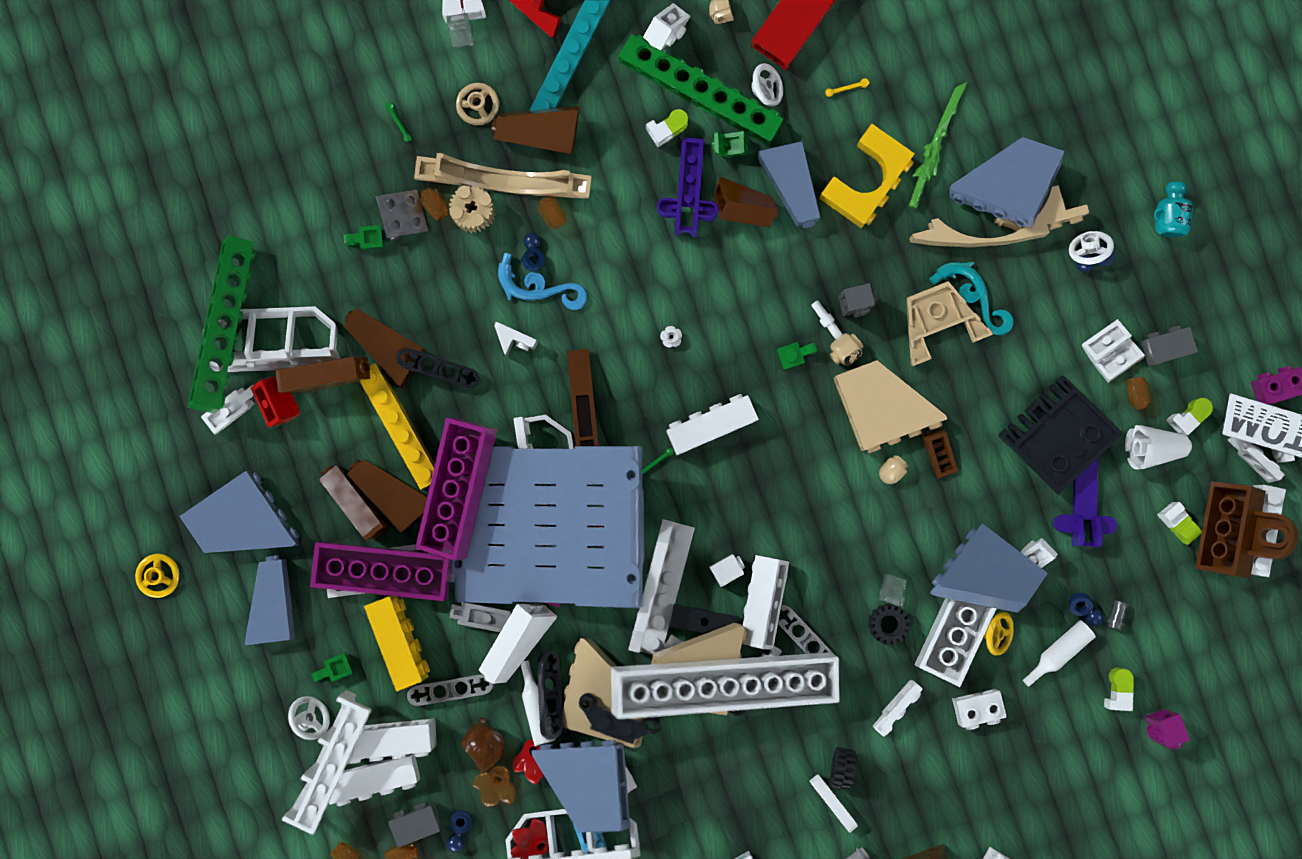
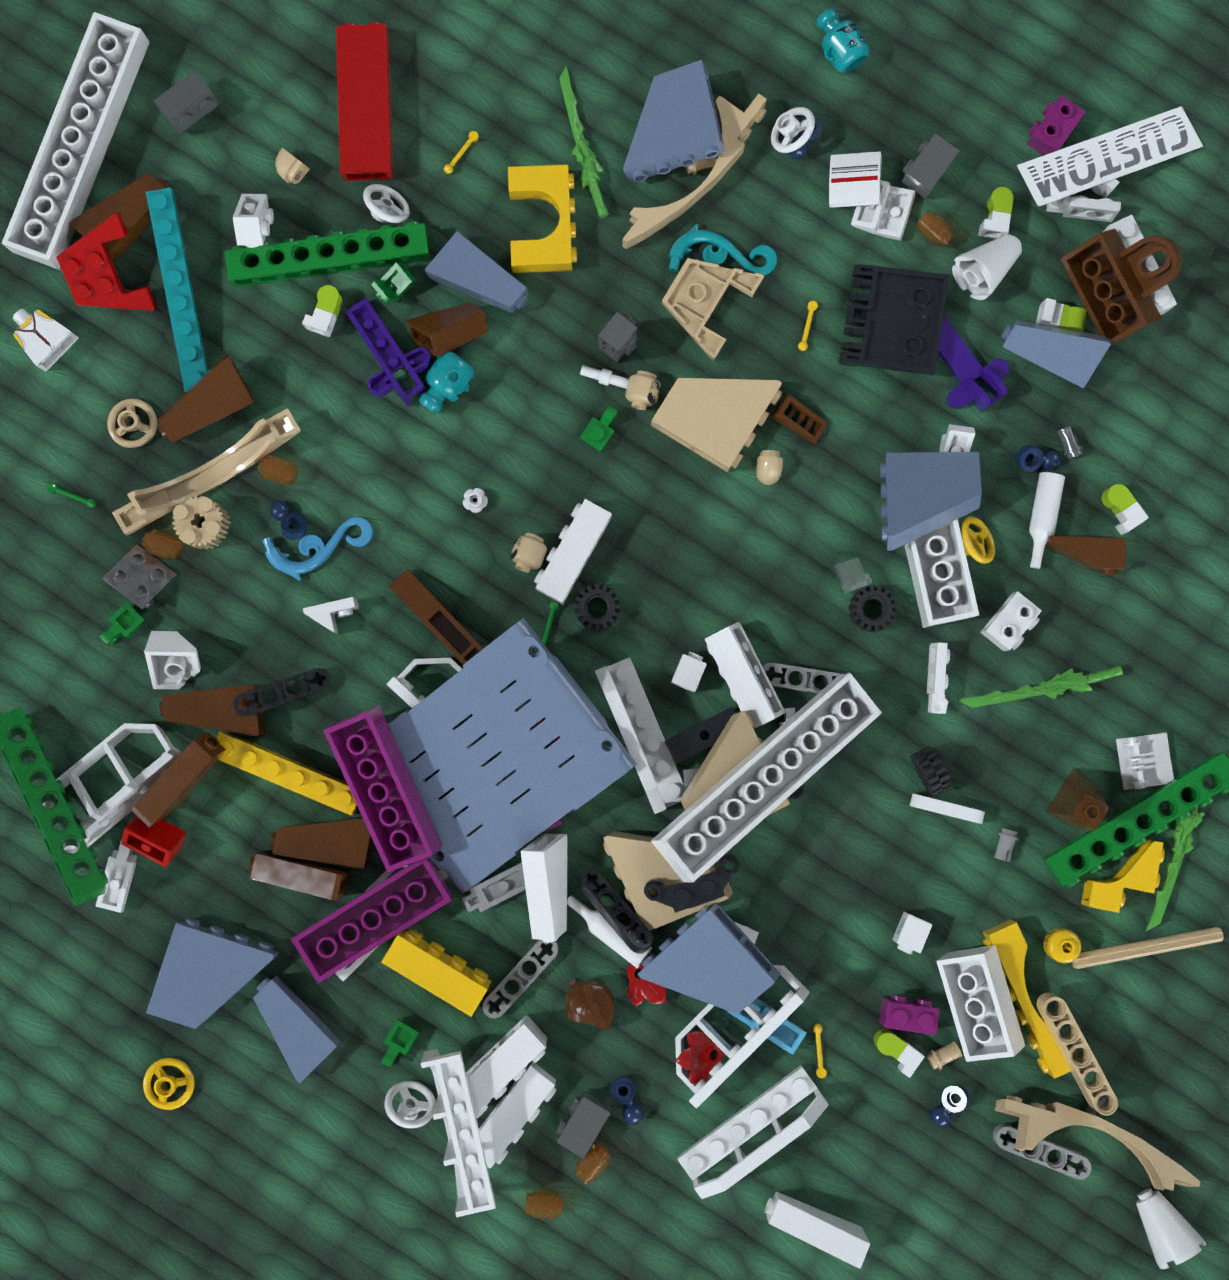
camera: 40 degrees left, 0 degrees up
(379, 287) = (170, 659): none -> white slope
(460, 30) = (63, 367): clear panel -> none
(493, 789) = (631, 1037): clear orange plate -> none
(680, 401) = (528, 552): none -> tan head
(708, 466) = (586, 596): none -> black tyre
(716, 239) = (447, 379): none -> teal piece
(971, 776) = (1051, 688): none -> bright green sword
(1009, 381) = (812, 306): none -> yellow hinge
(1074, 705) = (1092, 552): none -> reddish brown slope
(1108, 315) = (855, 179): none -> white slope
(1159, 544) = (1059, 350): none -> sand blue slope
(1166, 729) = (1191, 510): magenta brick -> none

